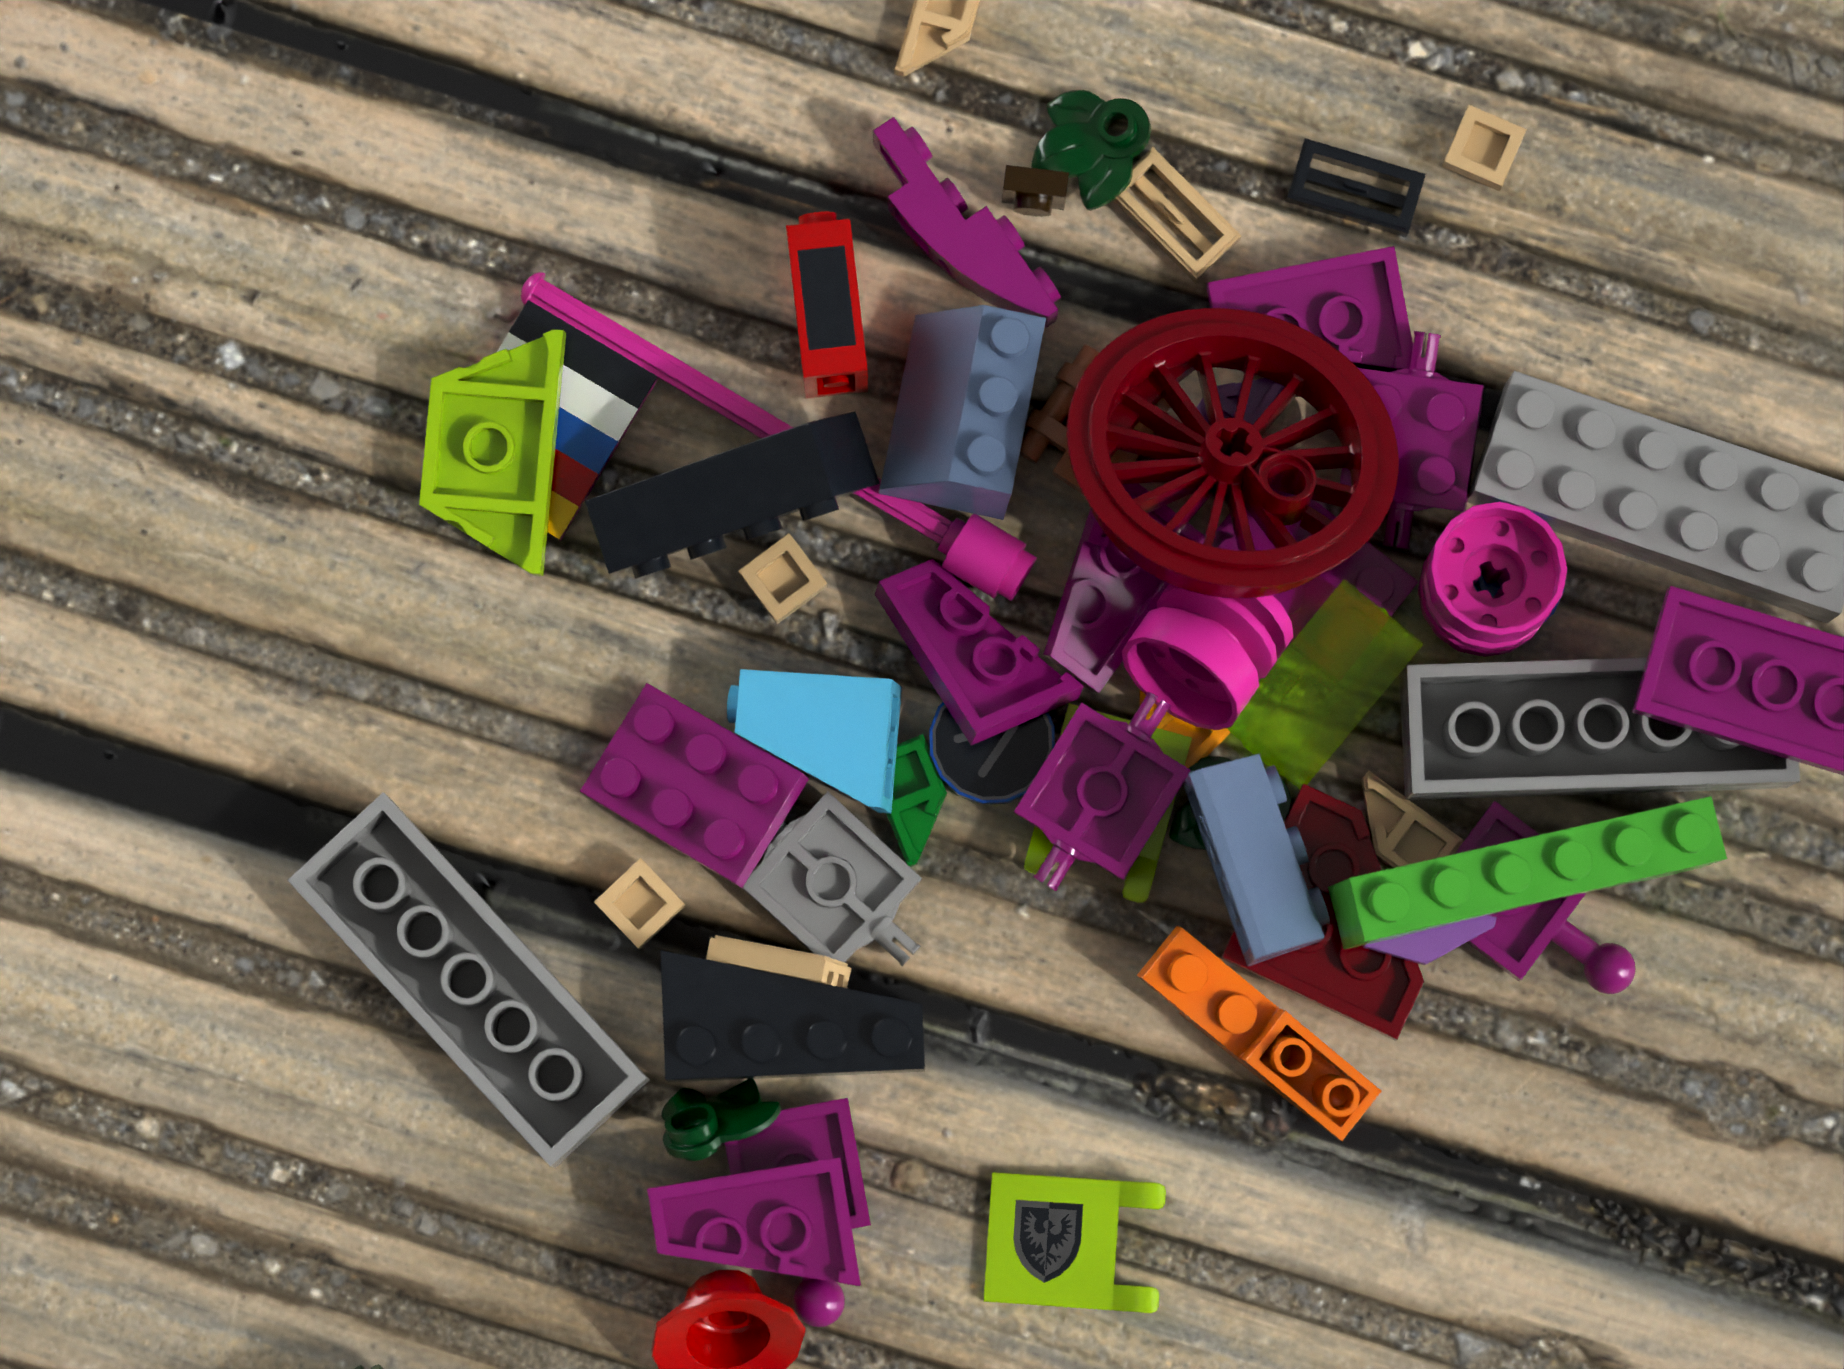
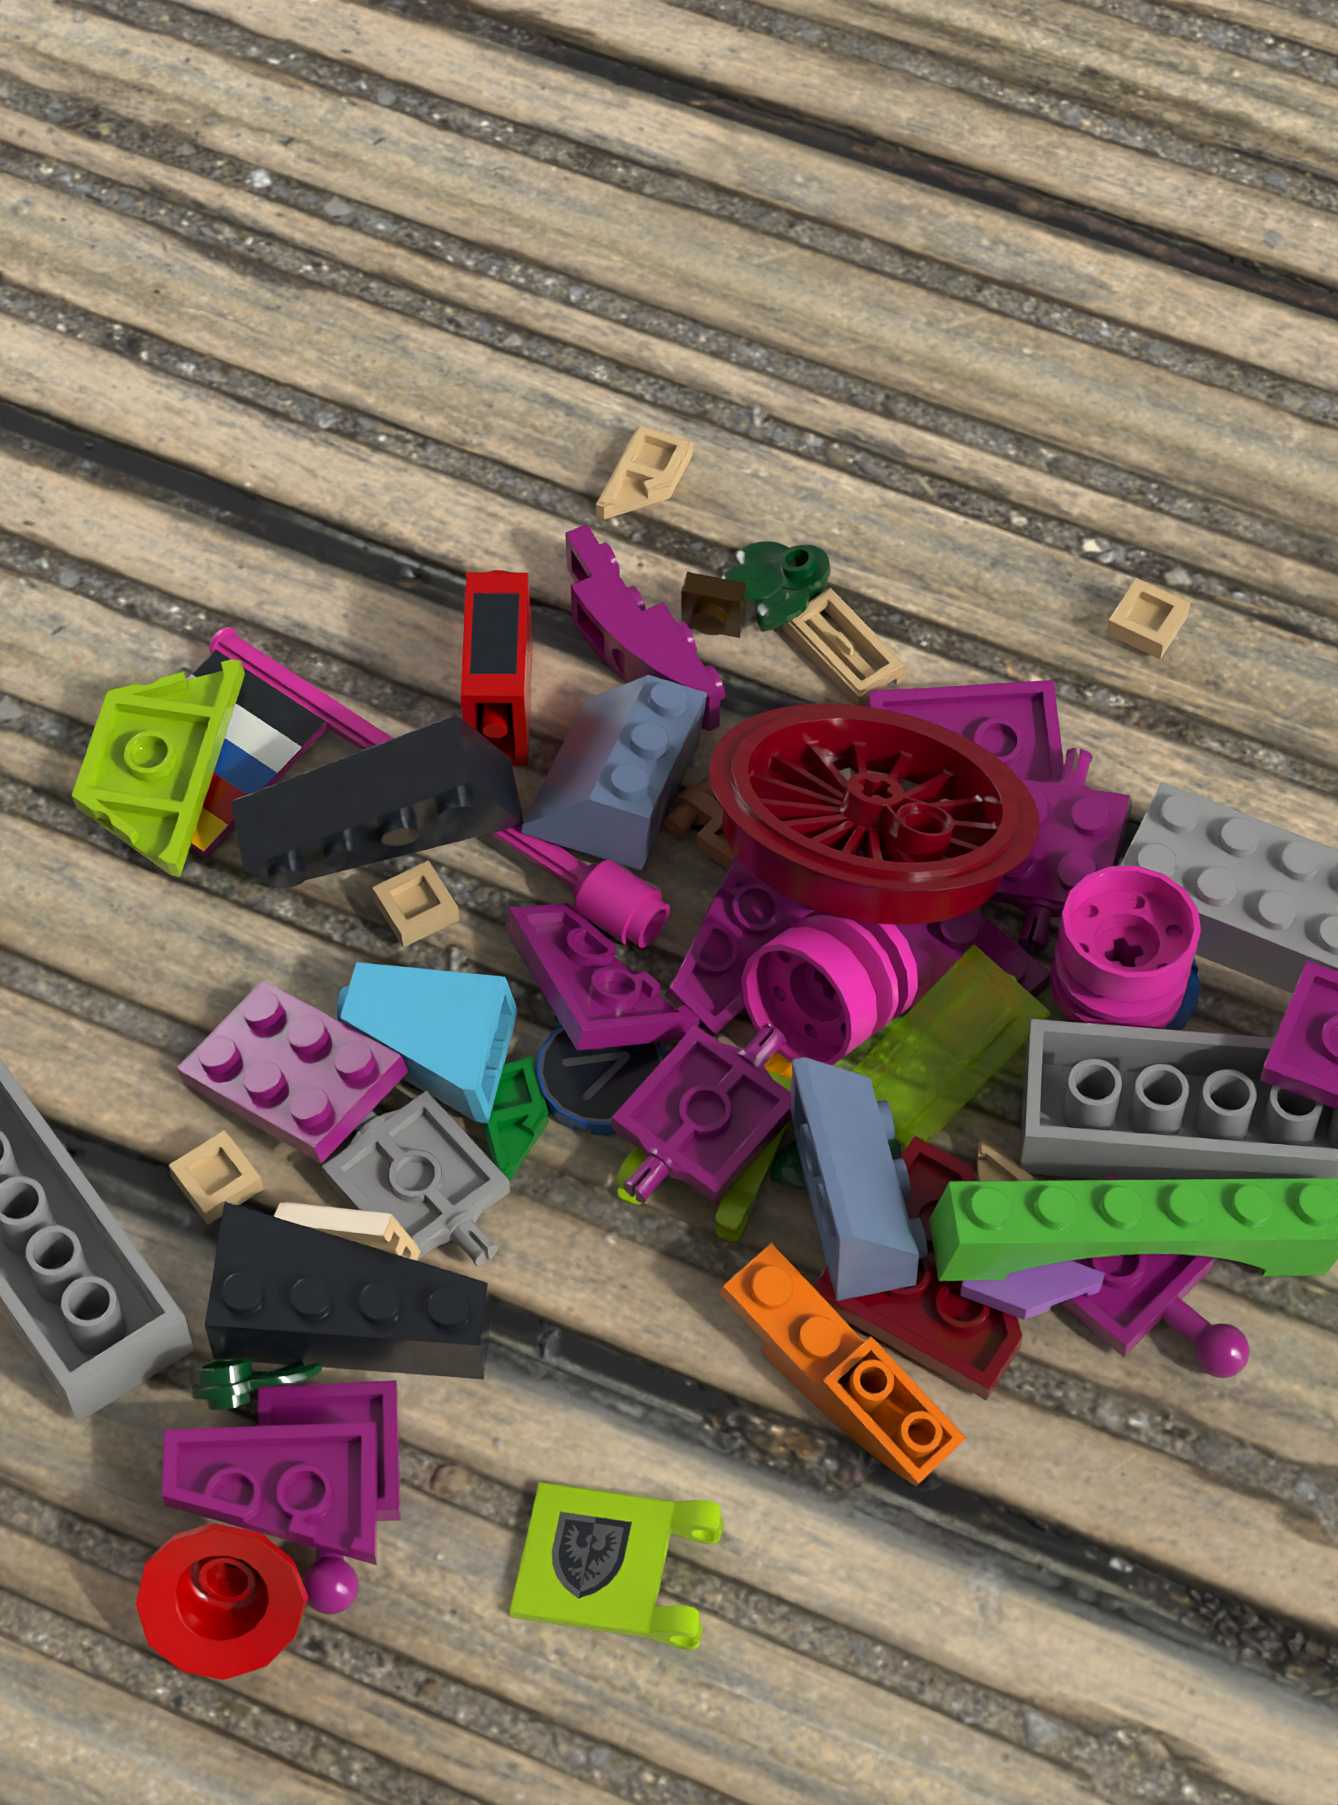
camera: 10 degrees right, 25 degrees down
(1351, 211) = (1018, 651): black tile -> none

